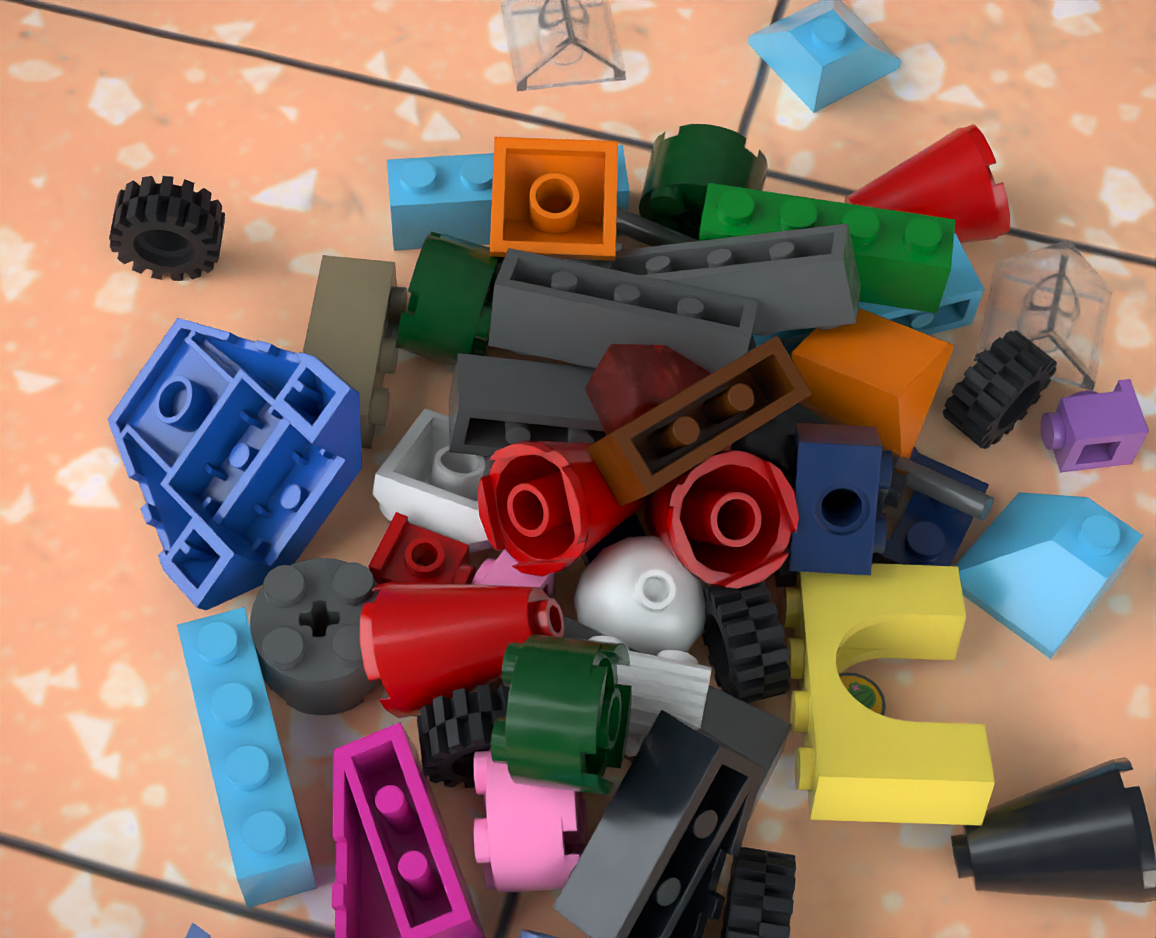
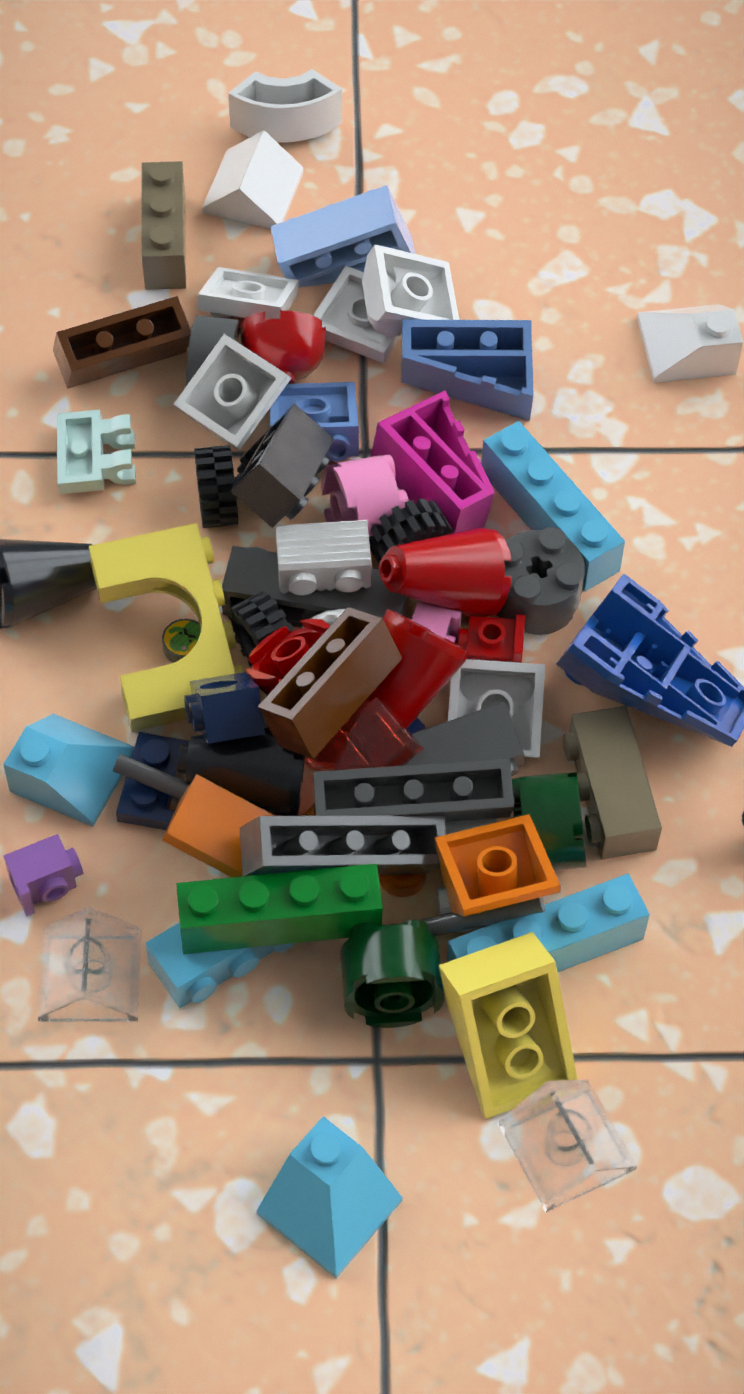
camera: 165 degrees right, 0 degrees up
(563, 713) = (357, 483): dark green brick -> none
(596, 97) = (509, 1021): none -> light yellow slope
(946, 182) = (201, 1029): red cone -> none
(999, 389) = (119, 864): black tyre -> none

